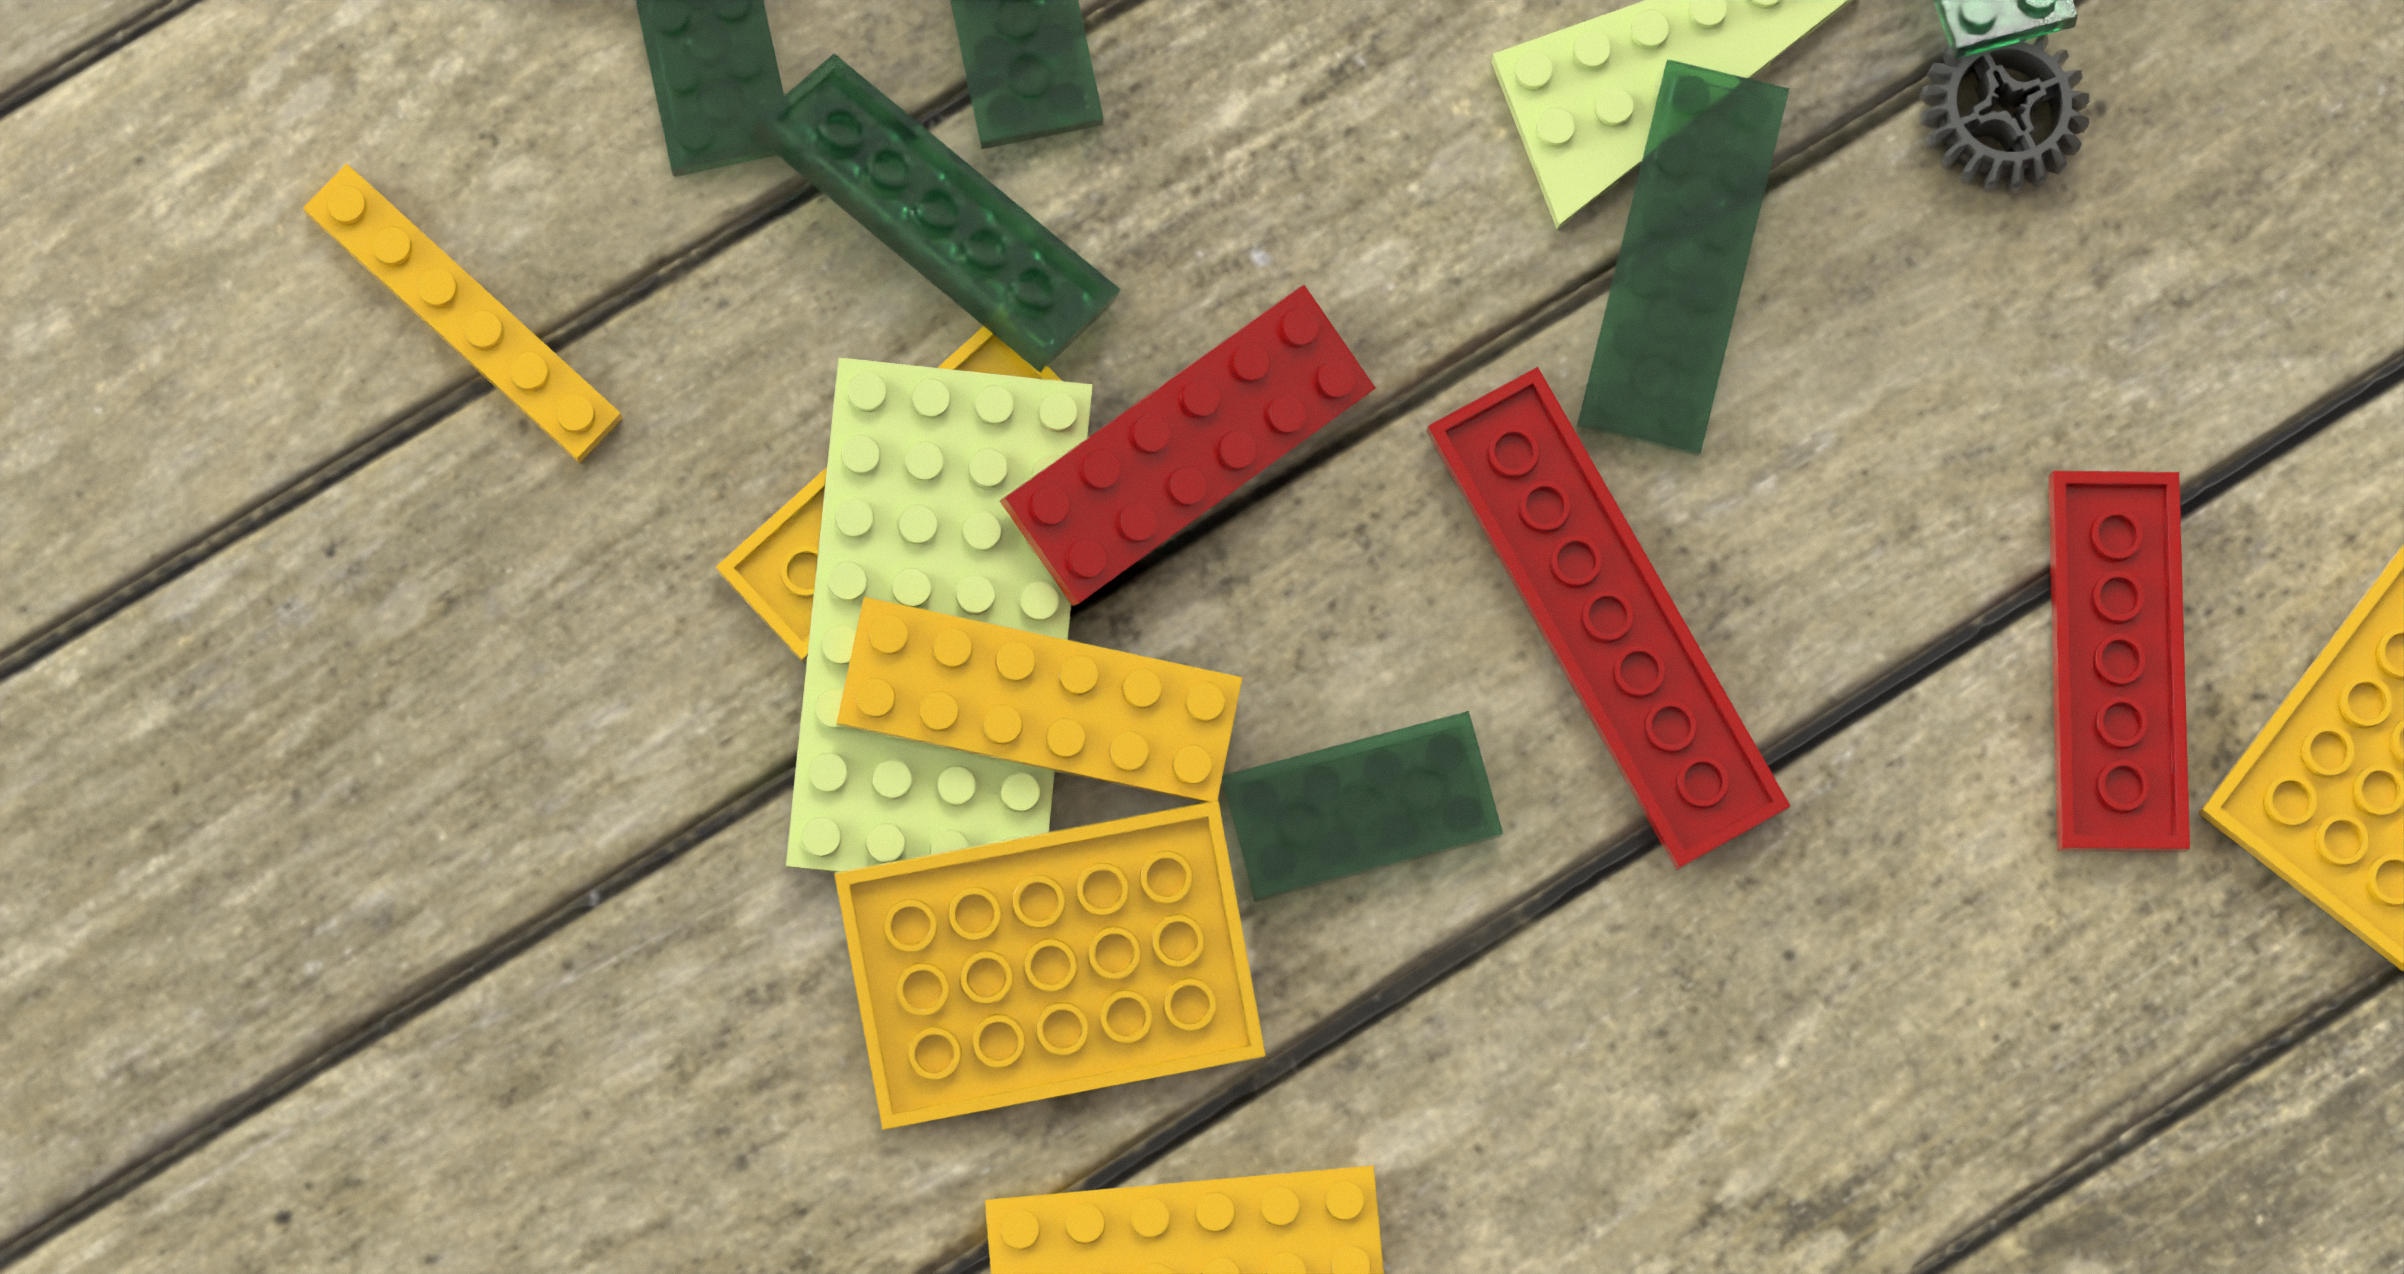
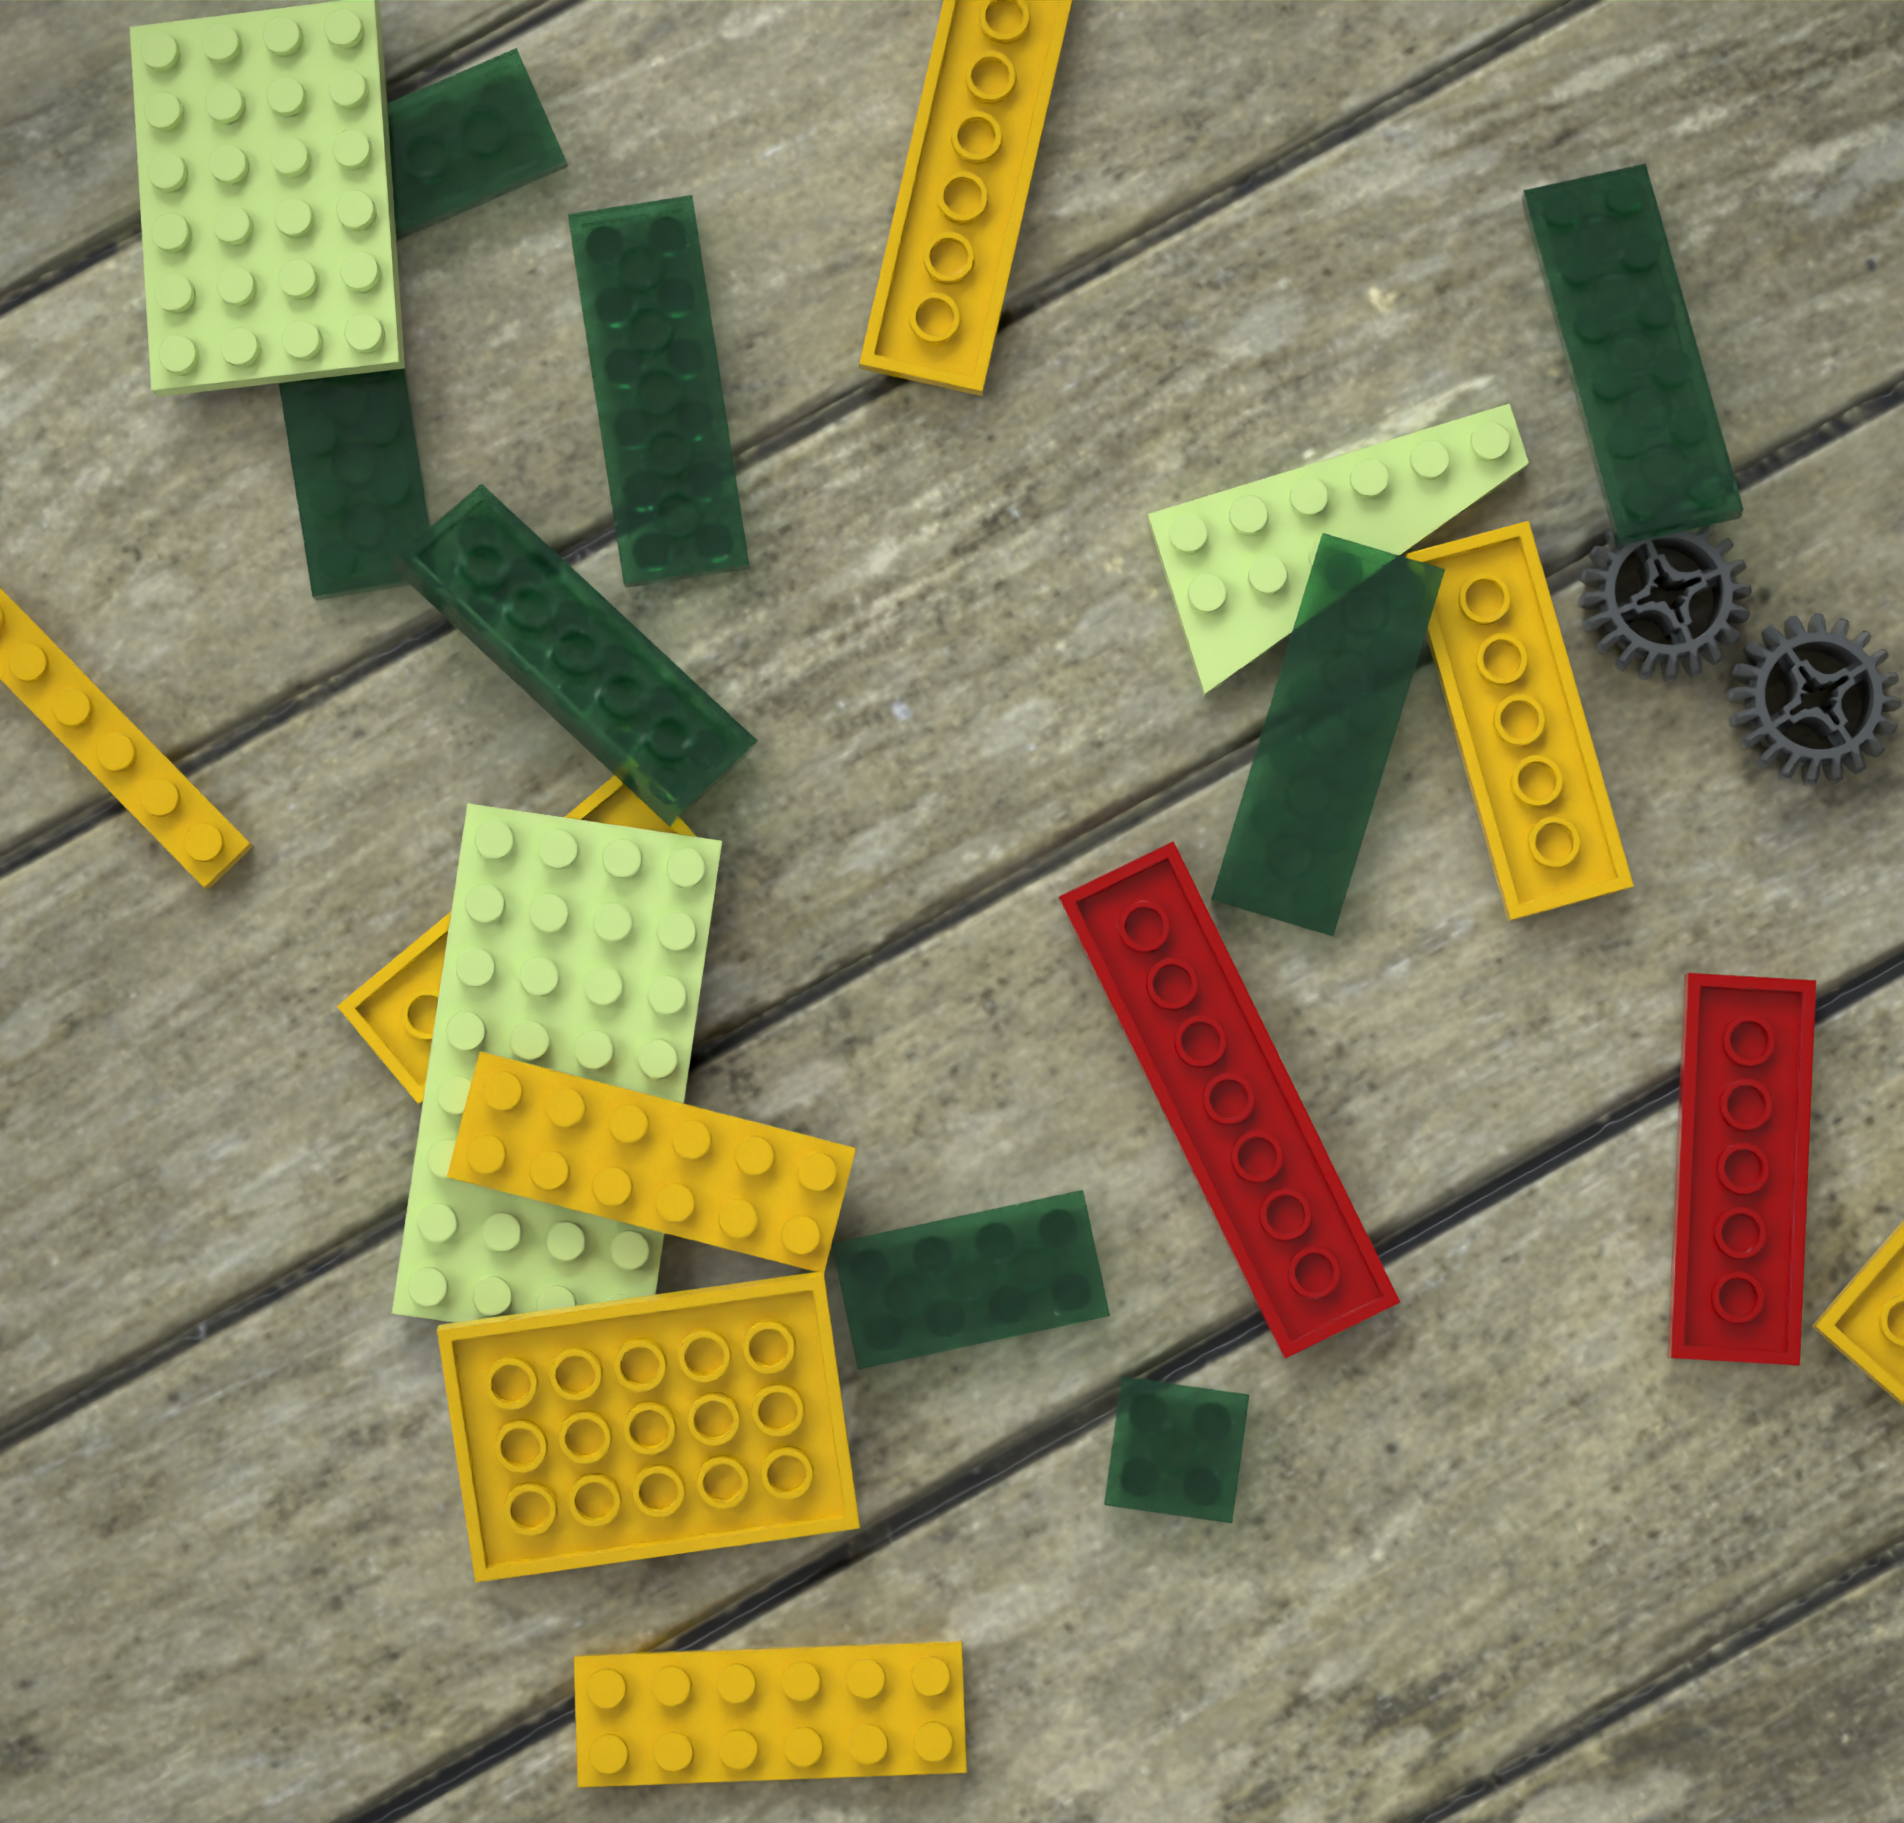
camera: 10 degrees right, 5 degrees up
(1187, 445) = (815, 906): red plate -> none
(1576, 963) = (1176, 1449): none -> clear green plate
(1873, 242) = (1521, 725): none -> yellow plate
(2146, 181) = (1859, 670): none -> dark grey gear

